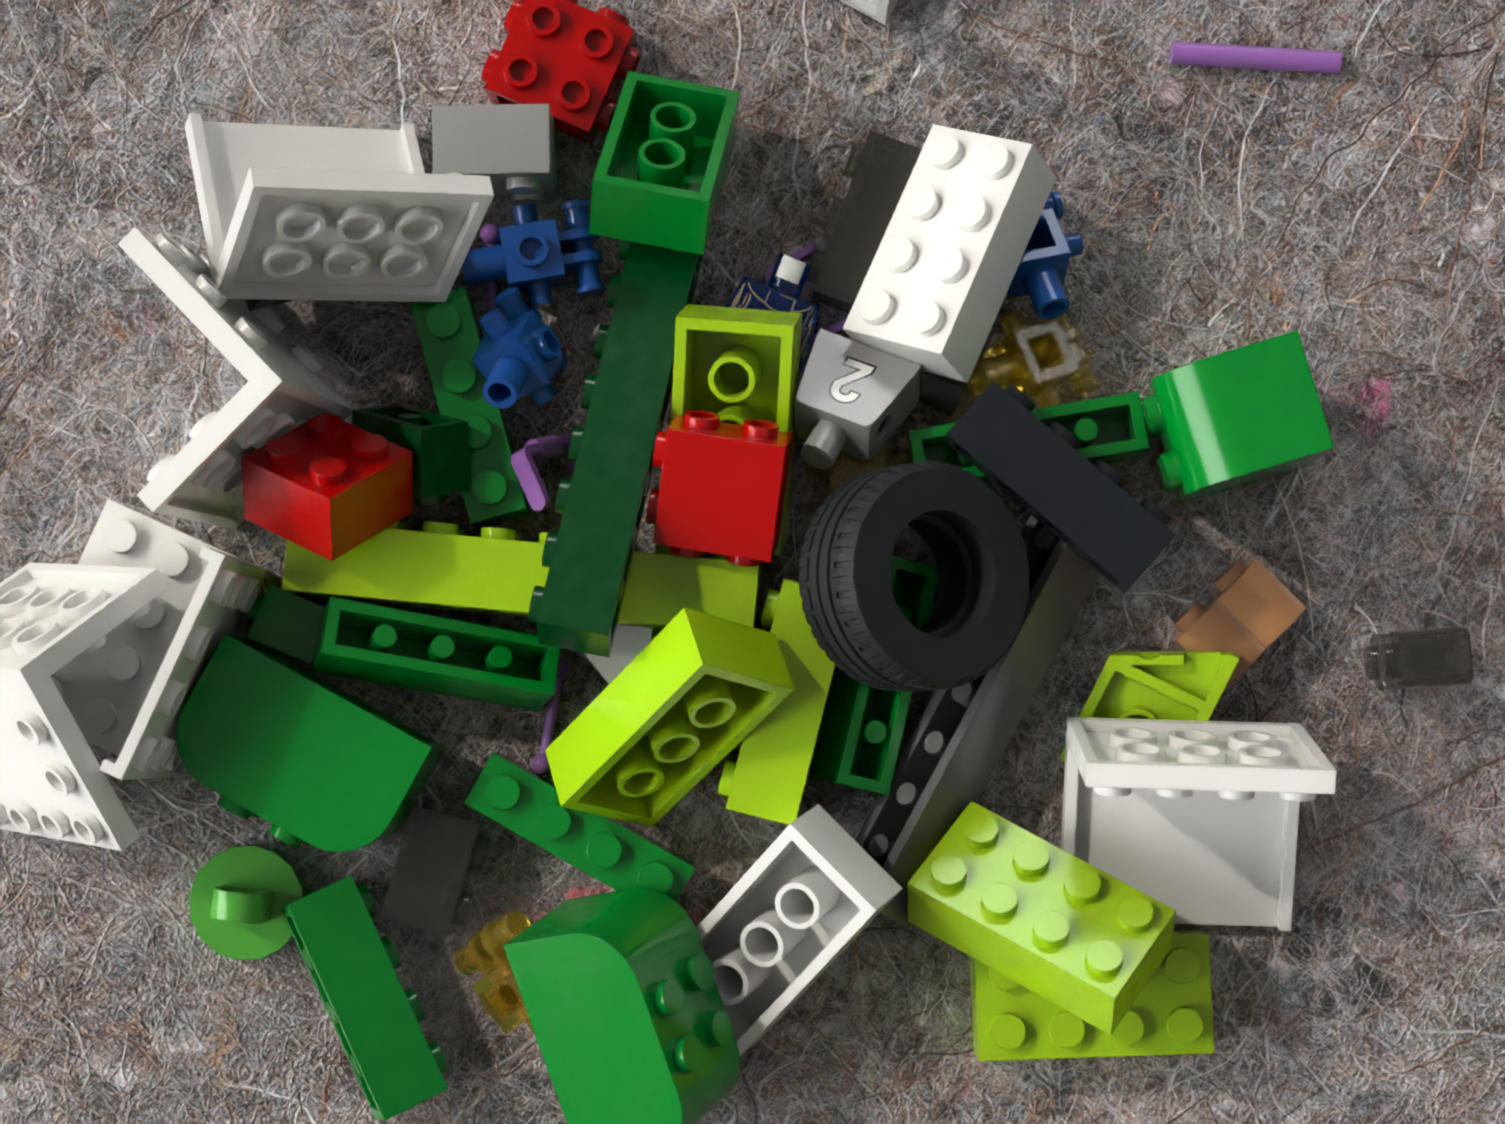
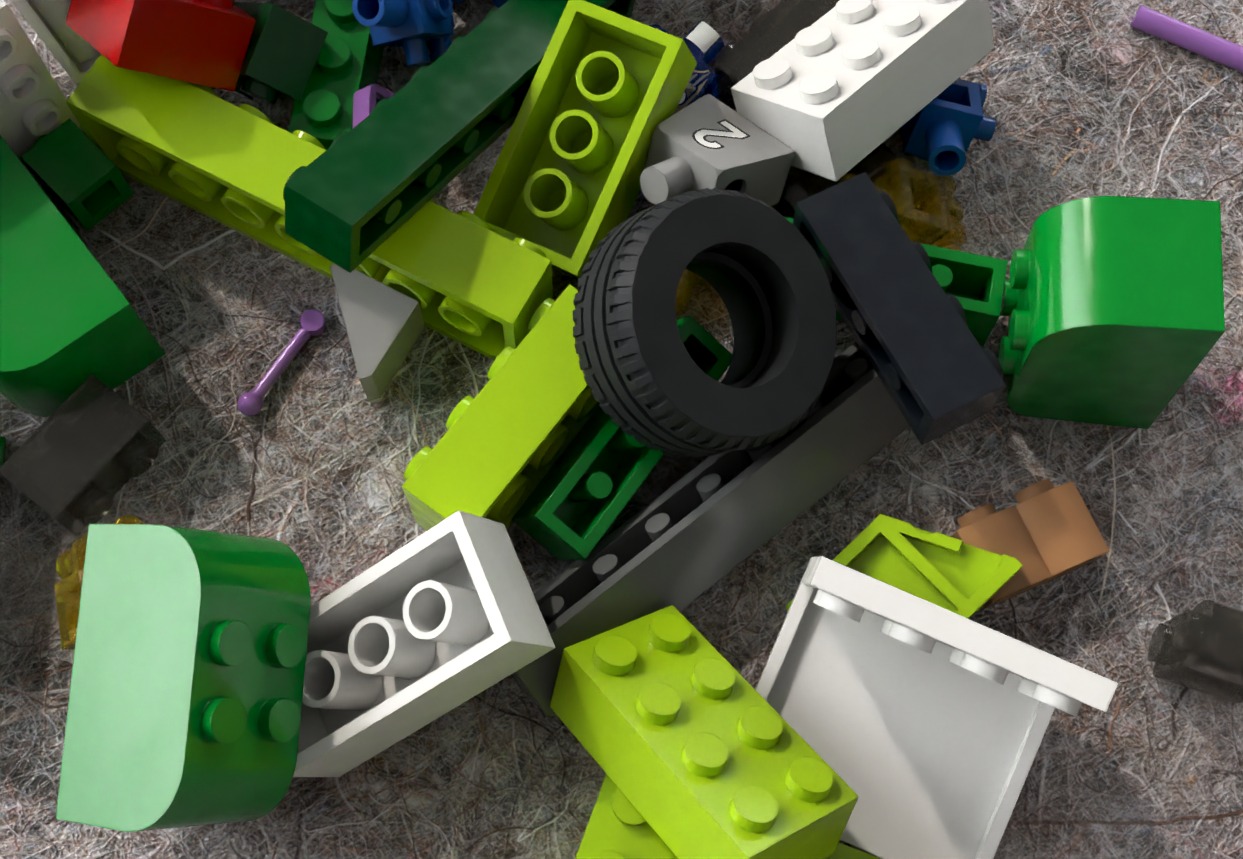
camera: 15 degrees right, 15 degrees down
(435, 655) = (187, 235): green brick -> none
(585, 840) = (246, 470): green brick -> none
(668, 718) = (386, 370): lime brick -> none
(720, 487) = (544, 164): red brick -> none

